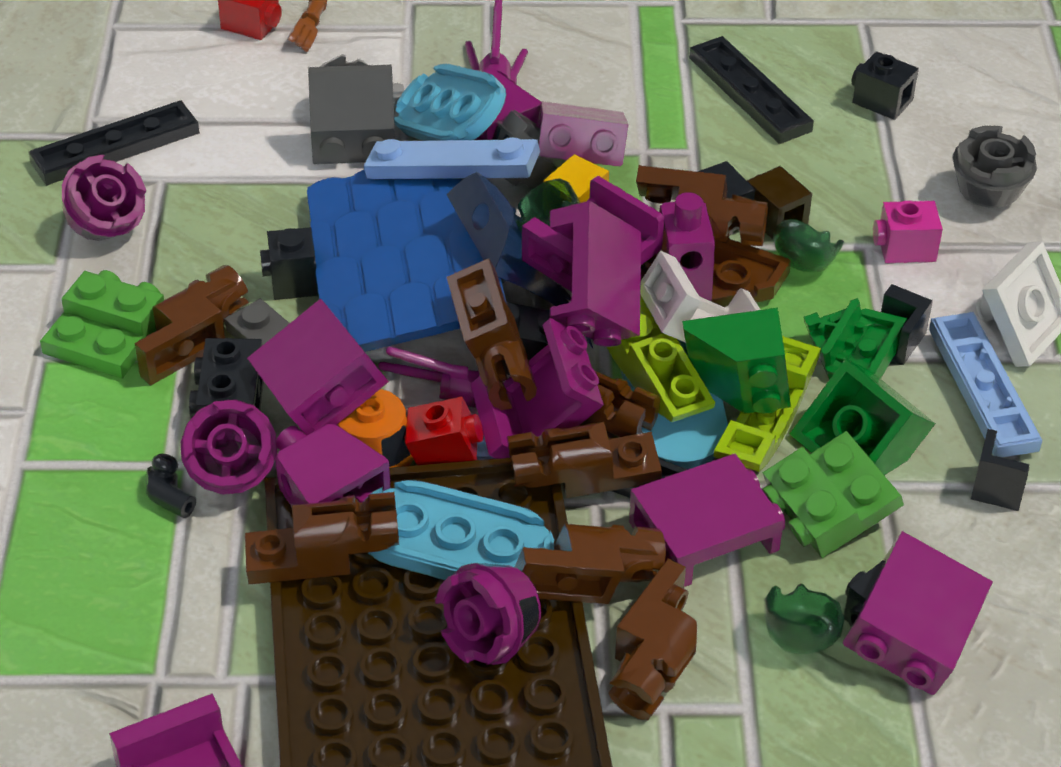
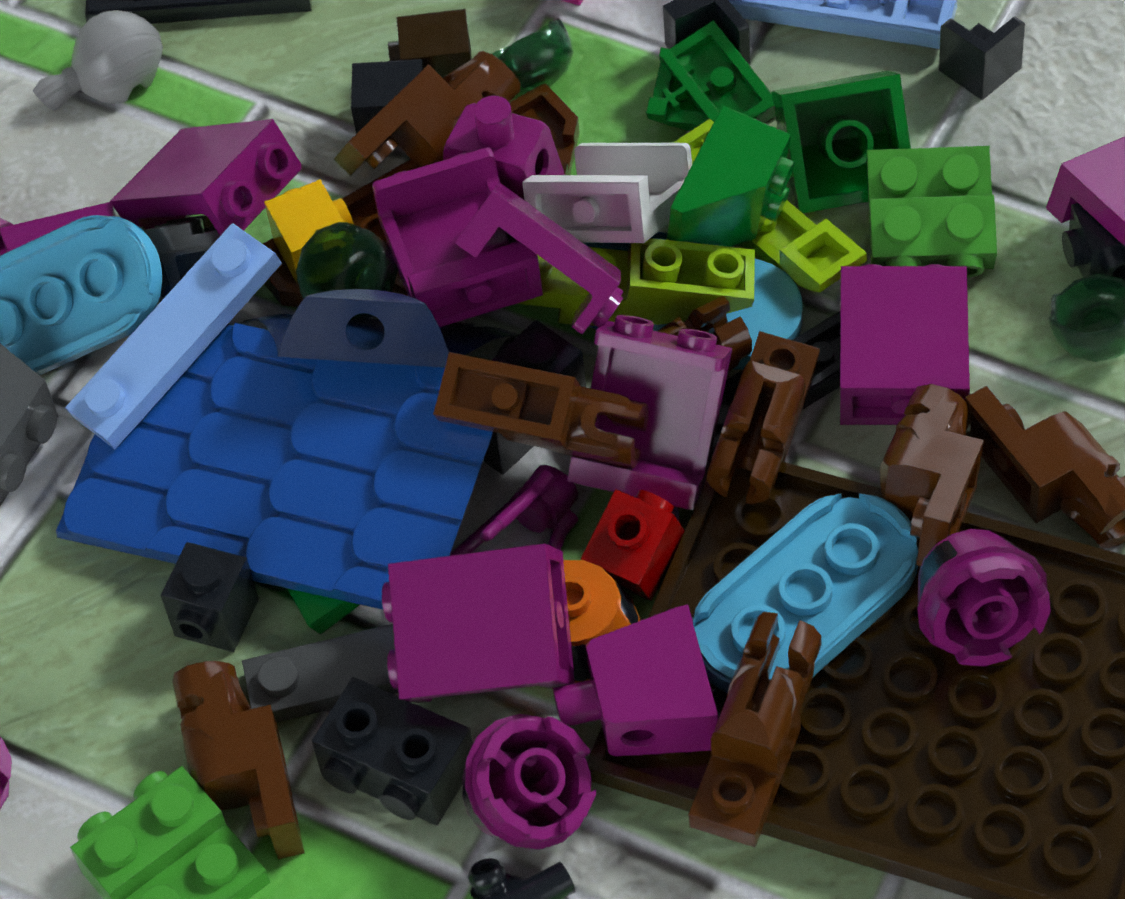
camera: 55 degrees left, 10 degrees up
(662, 67) = (107, 62): none -> light grey hair

